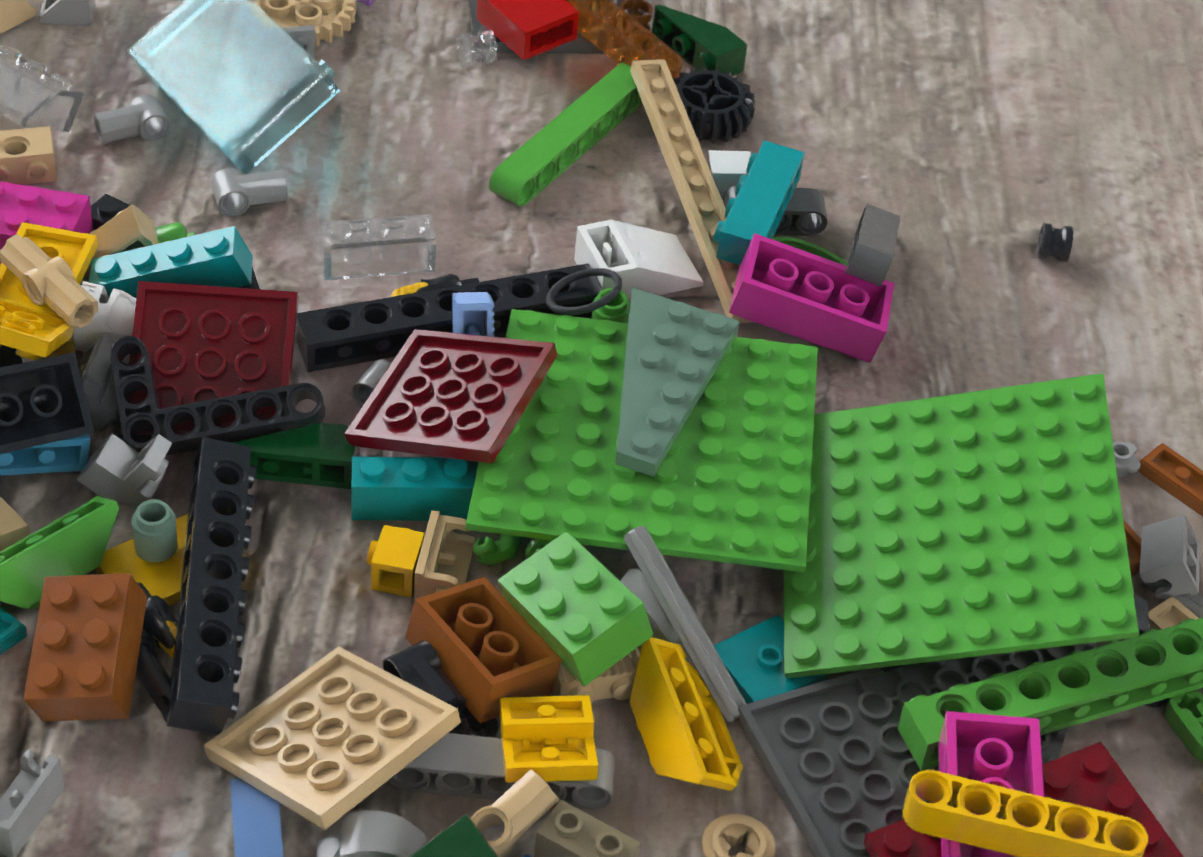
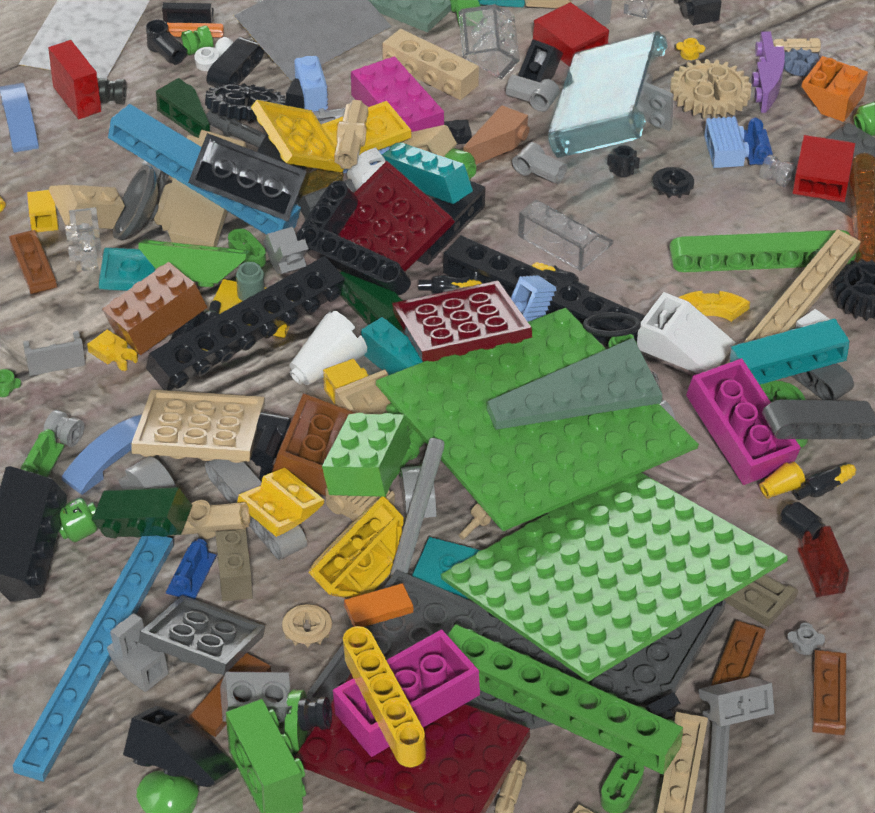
camera: 55 degrees right, 0 degrees up
(60, 499) = (238, 237): none -> bright green beam
(75, 741) = (111, 348): none -> yellow plate
(84, 38) = (570, 31): none -> red brick
(101, 84) = (540, 62): none -> black slope
(164, 182) = (498, 135): none -> nougat slope
(327, 132) = (623, 161): none -> black gear
(336, 536) = (327, 346): none -> white cone
(339, 380) = (442, 282): none -> black piece
(386, 117) = (681, 178): none -> black gear
(391, 52) = (725, 142): none -> light blue brick
(424, 38) = (758, 142): none -> blue hinge
(608, 205) = (721, 305): none -> yellow tile
(717, 583) = (480, 518): none -> tan hand
(787, 758) = (378, 606): none -> orange tile
(900, 330) = (784, 479): none -> yellow cone
(925, 307) = (823, 482): none -> black piece
(970, 355) = (800, 519): none -> black brick
(1030, 364) = (824, 563): none -> clear red hinge

